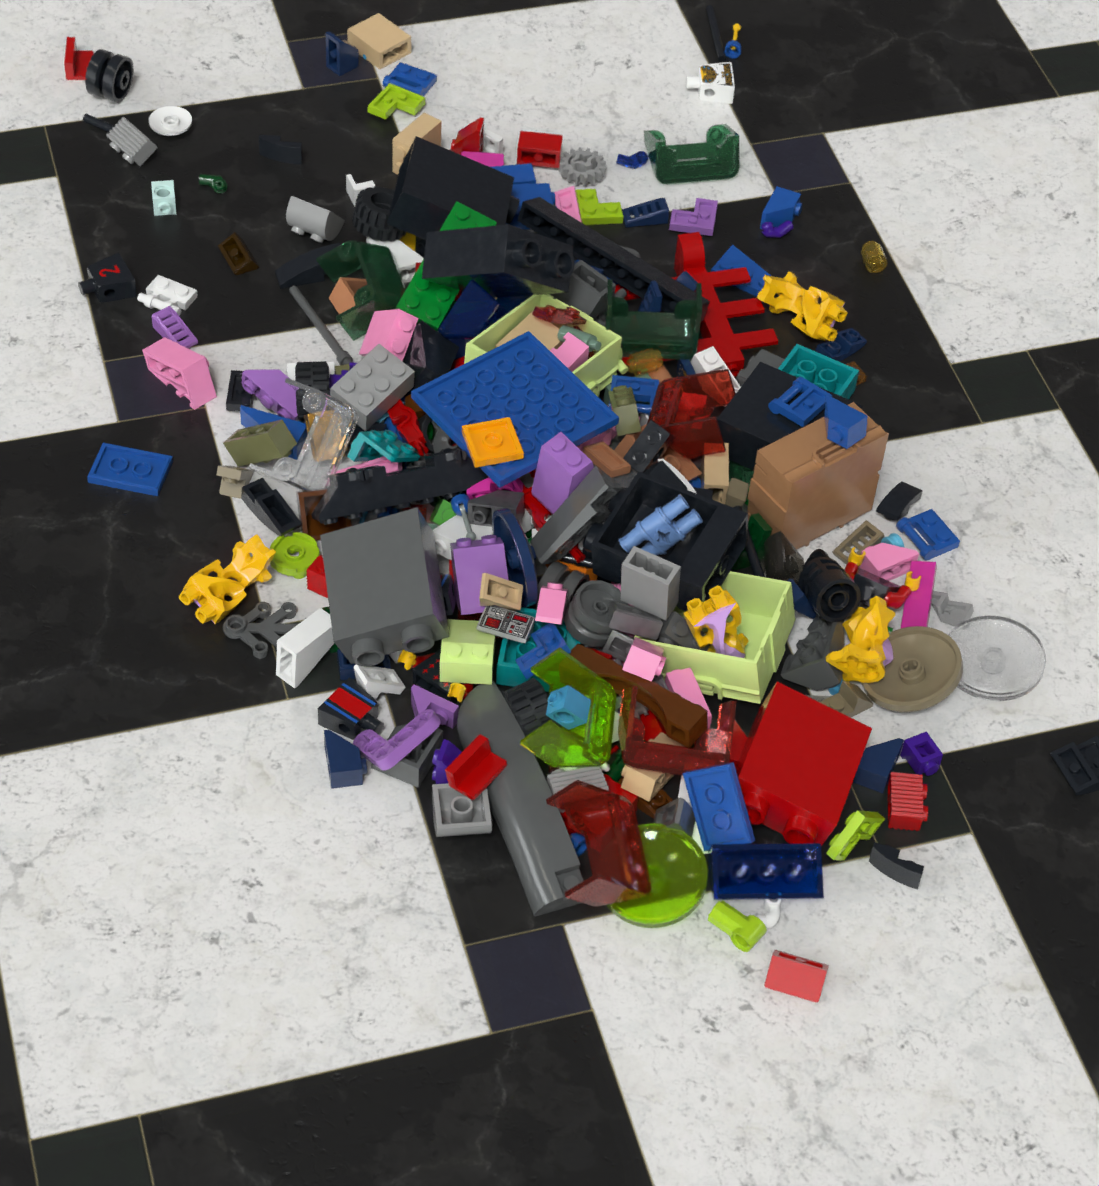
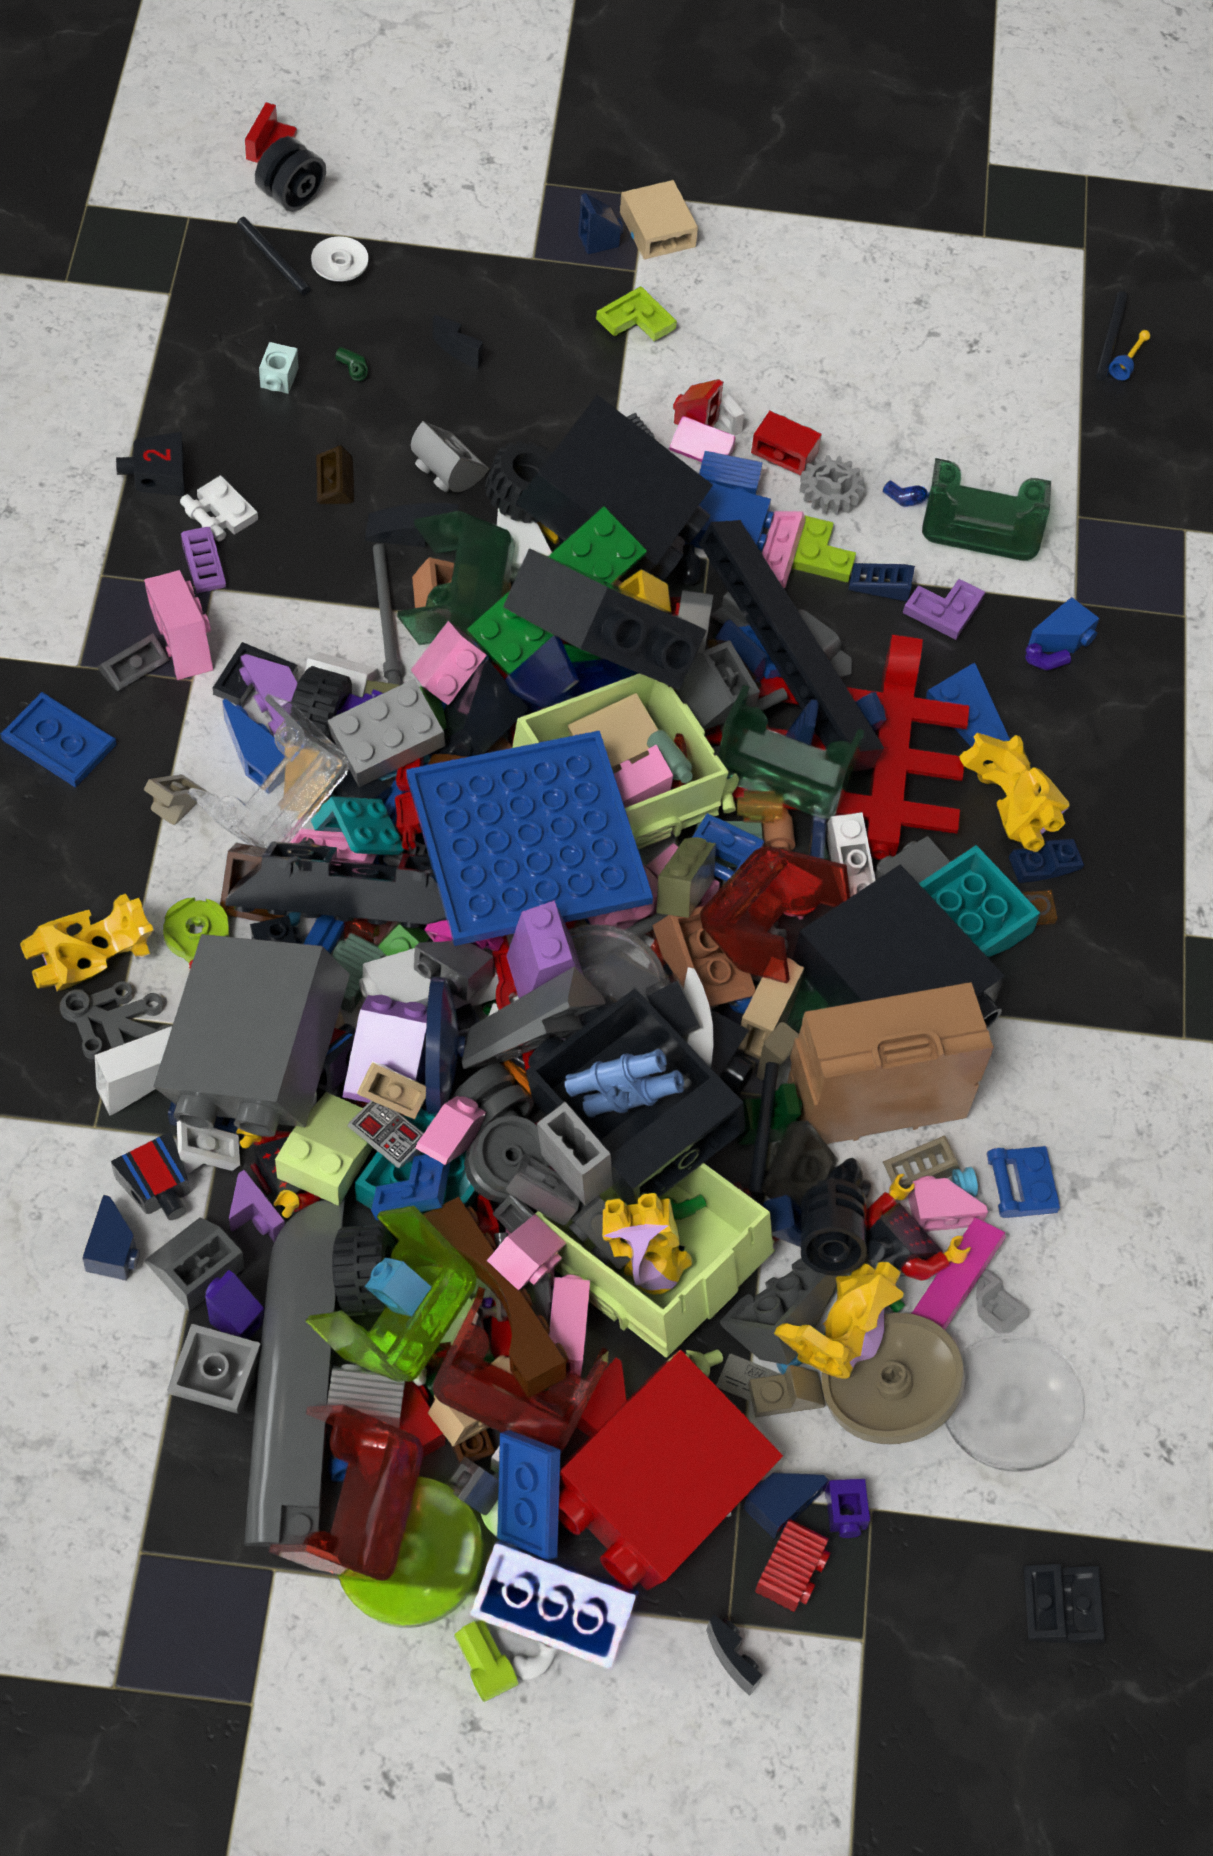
camera: 20 degrees right, 10 degrees up
(131, 141) = (275, 275): light grey brick -> none
(158, 407) = (133, 662): none -> flat silver slope
(260, 443) = (217, 764): olive brick -> none
(270, 507) = (196, 854): black slope -> none
(354, 189) = (529, 430): white panel -> none
(388, 753) = (161, 1257): medium lavender beam -> none
(411, 79) = (677, 284): blue plate -> none
(425, 127) = (631, 385): tan brick -> none
(462, 510) = (410, 939): hinge -> none
(474, 768) = (248, 1325): red panel -> none
(492, 442) = (470, 880): light orange tile -> none
(559, 316) = (656, 714): clear red slope -> none
(607, 459) = (622, 944): nougat tile -> none
(649, 447) = (684, 946): black brick -> none
(713, 82) = (1069, 411): white torso -> none
(796, 976) = (527, 1760): panel -> none
(803, 408) = (924, 953): blue plate -> none
(843, 423) = (931, 1017): blue slope -> none
(858, 826) = (698, 1587): lime plate -> none
(873, 257) = (1156, 742): clear yellow brick -> none
(898, 501) = (1005, 1119): black slope -> none

